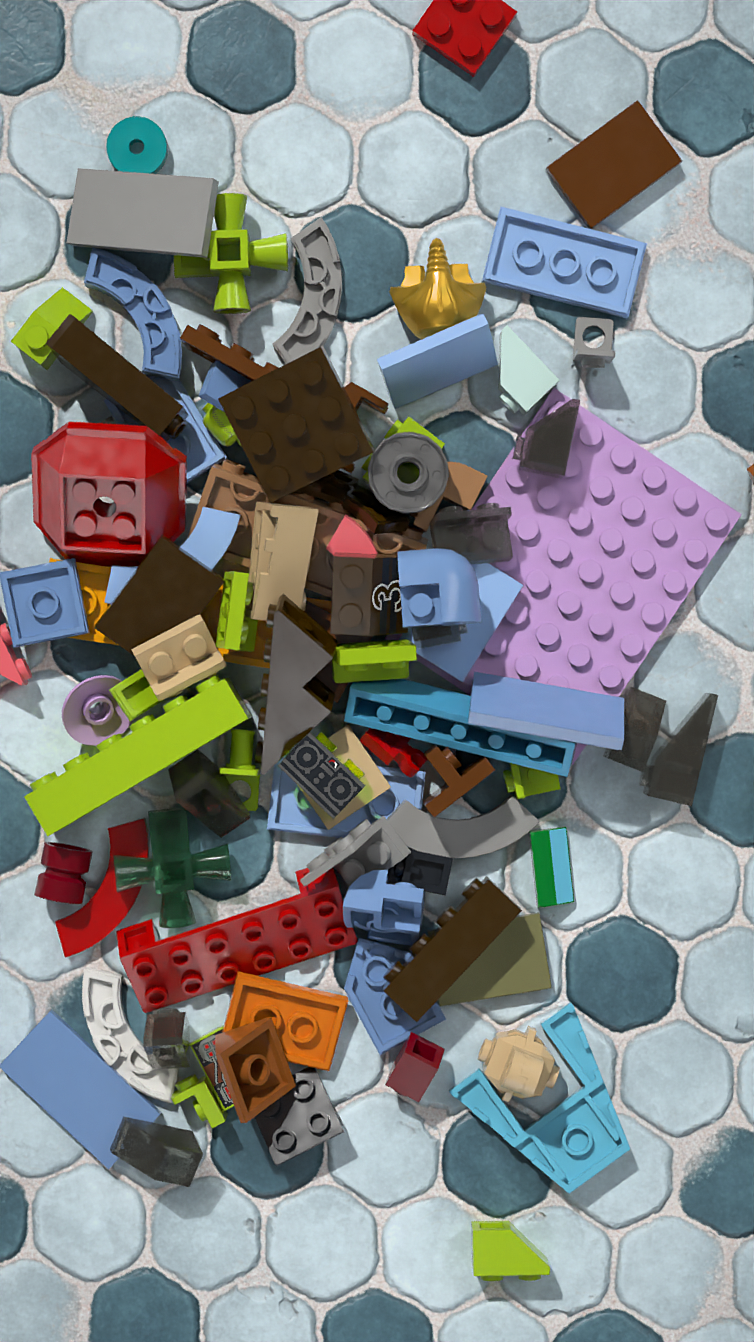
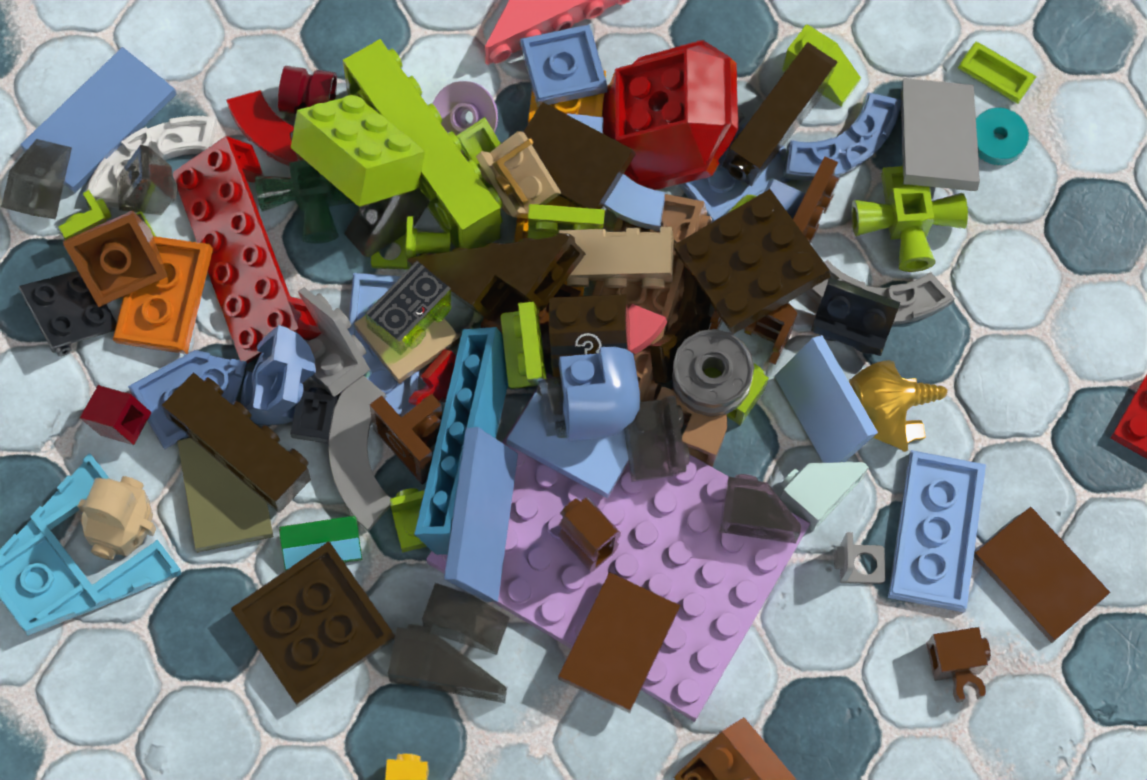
camera: 80 degrees right, 20 degrees down
(62, 141) = (996, 72): none -> lime tile
(154, 823) = (357, 149): none -> lime brick
(174, 673) = (505, 179): none -> pearl gold bracket
(343, 321) = (855, 317): none -> black bracket
(571, 608) = (588, 533): none -> reddish brown brick
(633, 875) = (313, 623): none -> dark brown plate
(670, 583) = (619, 642): none -> reddish brown tile
(696, 257) = (960, 657): none -> reddish brown brick

